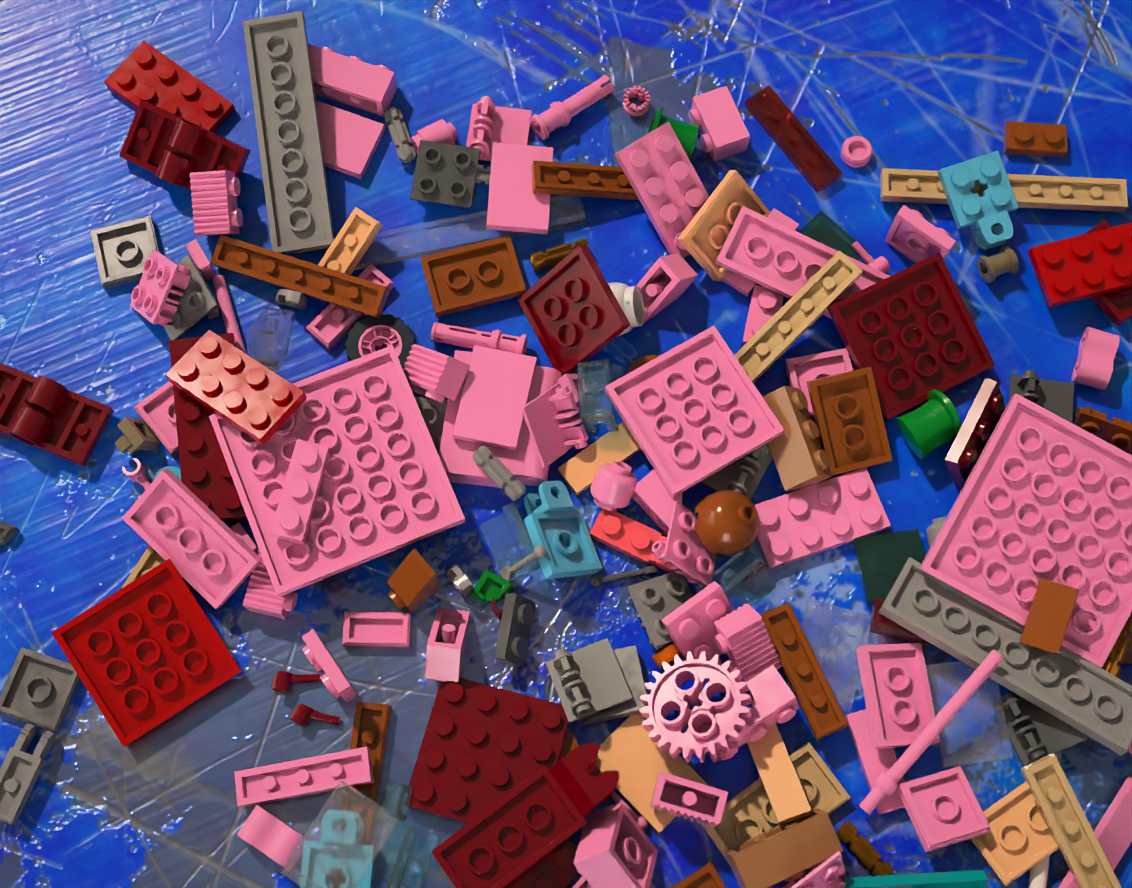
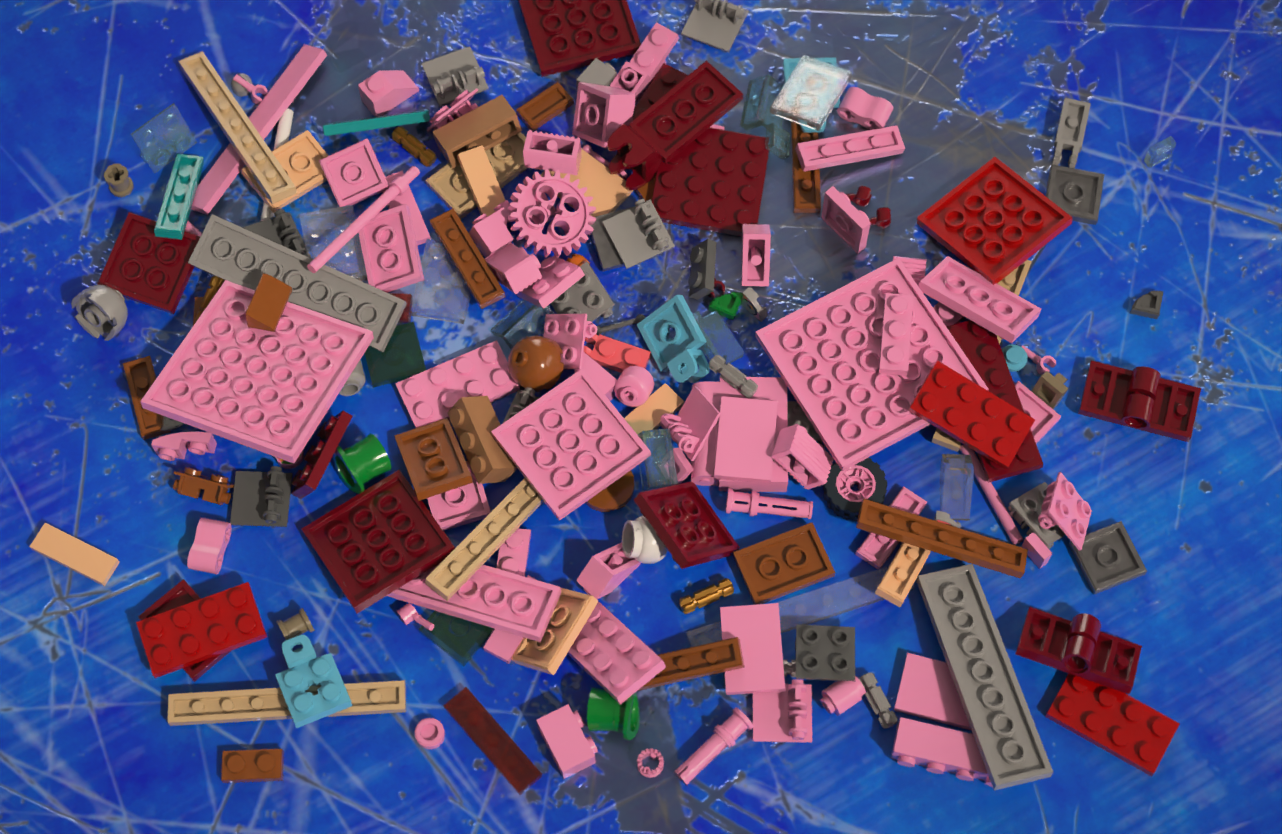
camera: 175 degrees right, 5 degrees down
(215, 203) = (1035, 598): bright pink brick -> none
(376, 629) = (815, 264): bright pink tile -> none
(412, 582) = (789, 292): dark orange slope -> none
(508, 572) = (690, 309): light grey hinge -> none
(917, 236) = (363, 625): bright pink plate -> none

